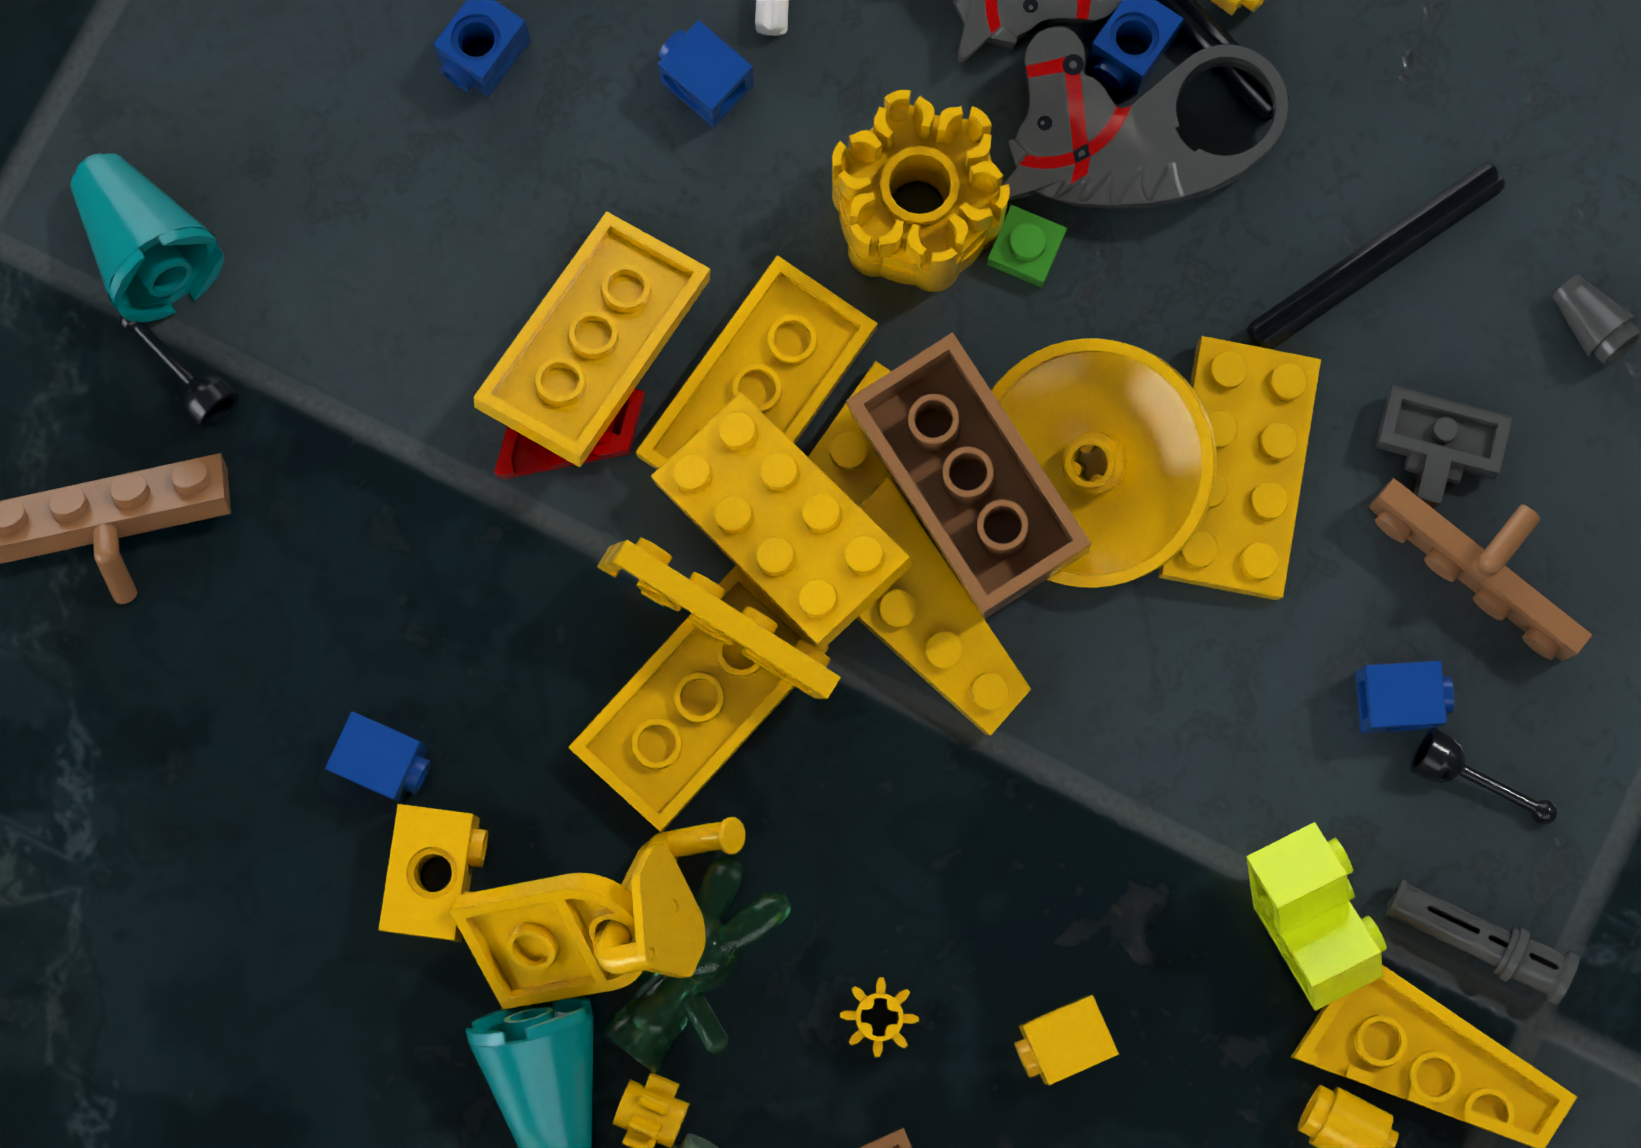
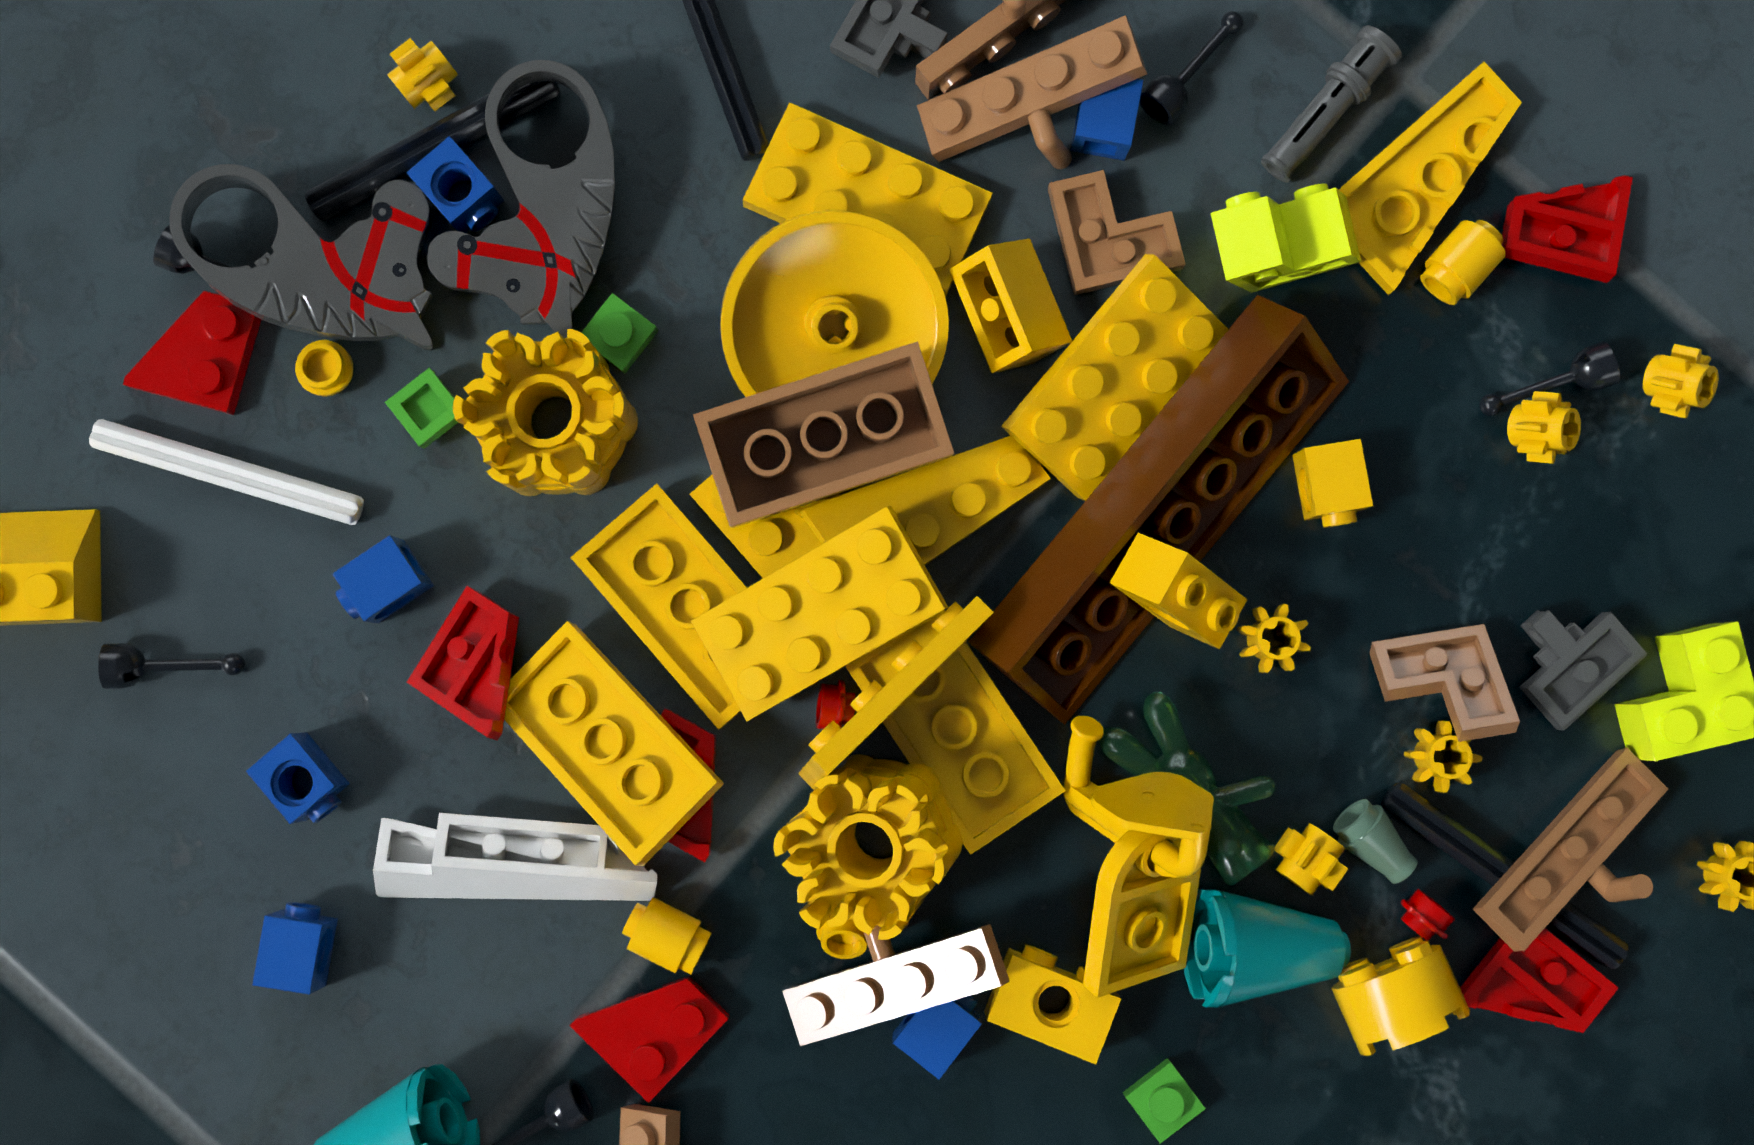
camera: 75 degrees left, 5 degrees up
(304, 467) = (652, 1032): none -> red wing
(307, 85) = (295, 949): none -> blue brick
(356, 1021) = (1163, 1100): none -> bright green plate
(408, 453) = (666, 936): none -> yellow brick
(417, 697) = (895, 983): none -> plate
(446, 270) = (505, 861): none -> white wedge
(455, 637) = (842, 941): none -> yellow plate
(519, 606) = (836, 872): none -> yellow piece
(642, 183) = (471, 663): none -> red wing
(693, 561) = (834, 704): none -> red plate
(895, 66) = (424, 408): none -> bright green plate
(902, 894) = (1178, 590): none -> yellow brick
(990, 863) = (1175, 485): none -> reddish brown slope
(1118, 777) = (1115, 377): none -> yellow plate
(1164, 650) = (1010, 305): none -> yellow brick
(1253, 729) = (1098, 248): none -> medium nougat plate
(1401, 609) = (1033, 92): none -> medium nougat plate

